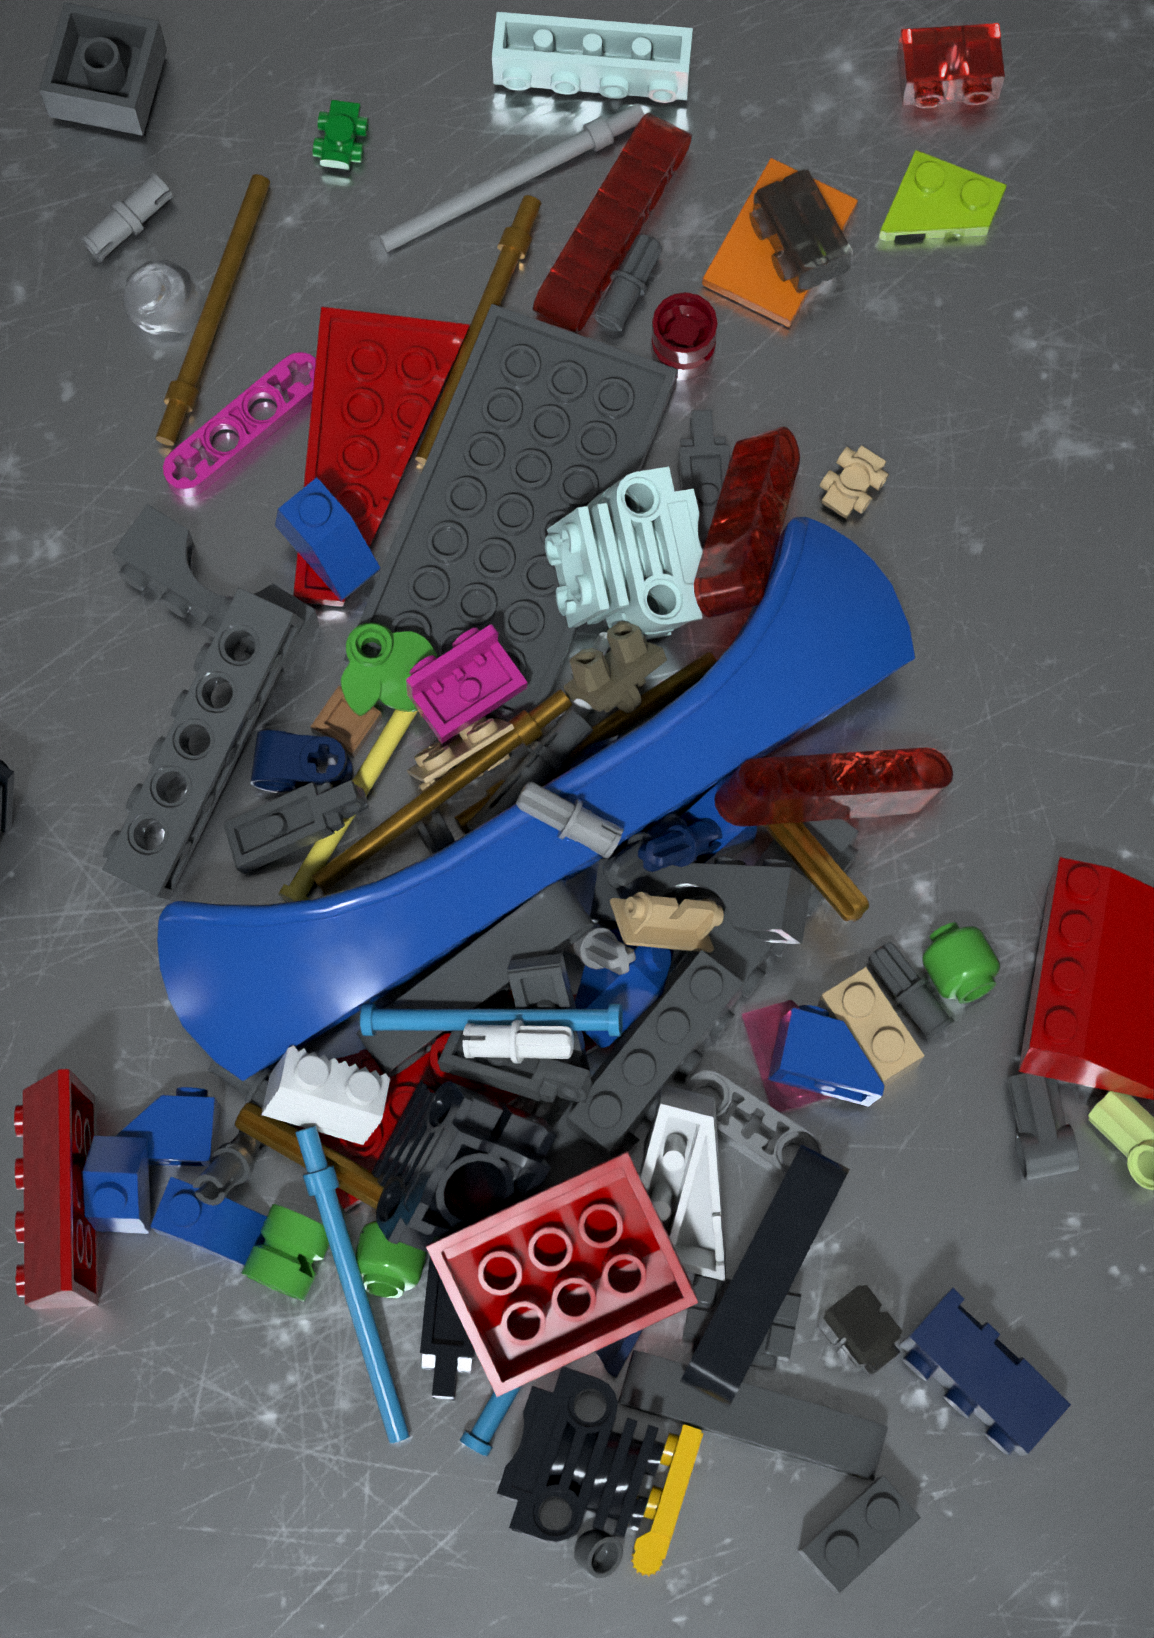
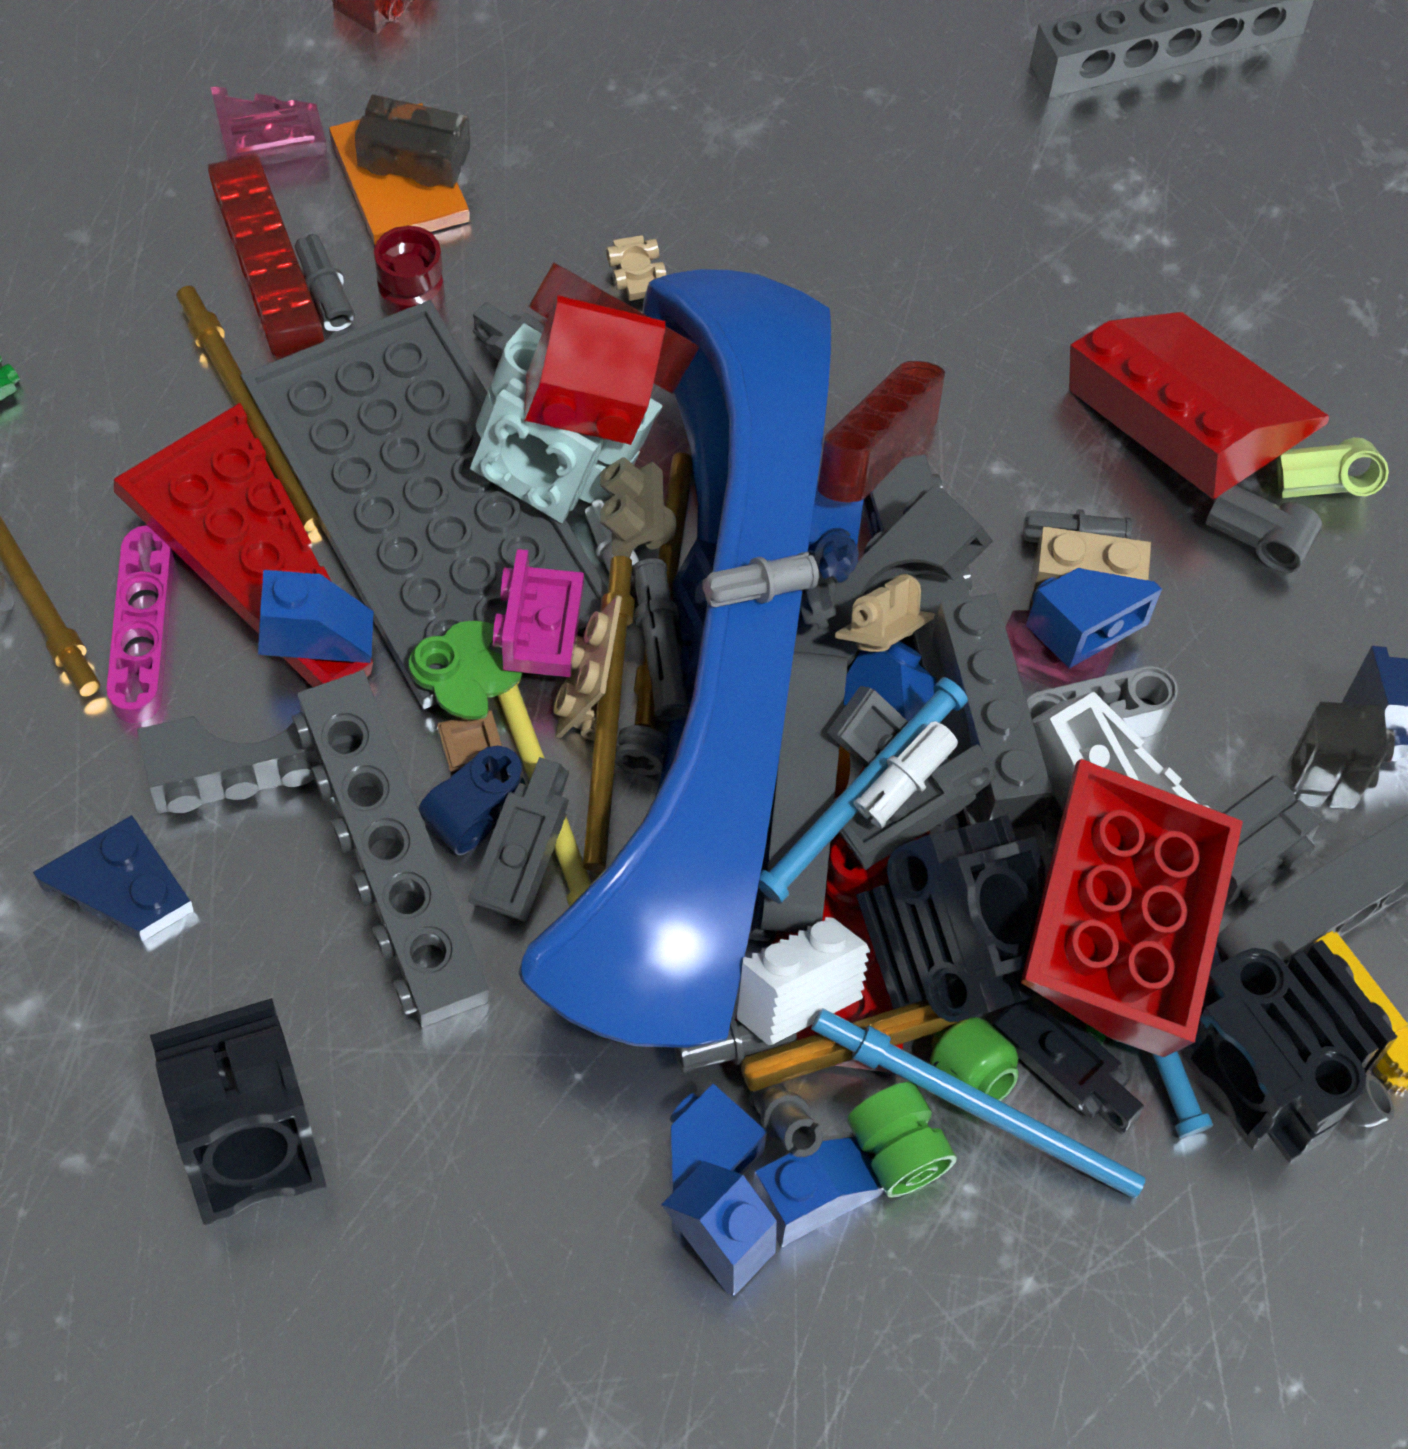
camera: 55 degrees left, 15 degrees down
(48, 591) = (119, 880): none -> dark blue wing
(56, 1236) = (684, 1279): red slope -> none
(591, 56) = (122, 162): light aqua brick -> none
(595, 135) = (181, 219): light grey bar -> none
(600, 949) = (877, 670): light grey axle -> none
(645, 558) = (593, 370): none -> red slope
(726, 117) = (268, 127): none -> clear pink wing
(764, 1275) = (1245, 778): black beam -> none
(820, 869) = (955, 481): pearl gold axle -> none
(942, 201) = (477, 61): lime wing -> none
(961, 962) = (1088, 477): bright green head -> none

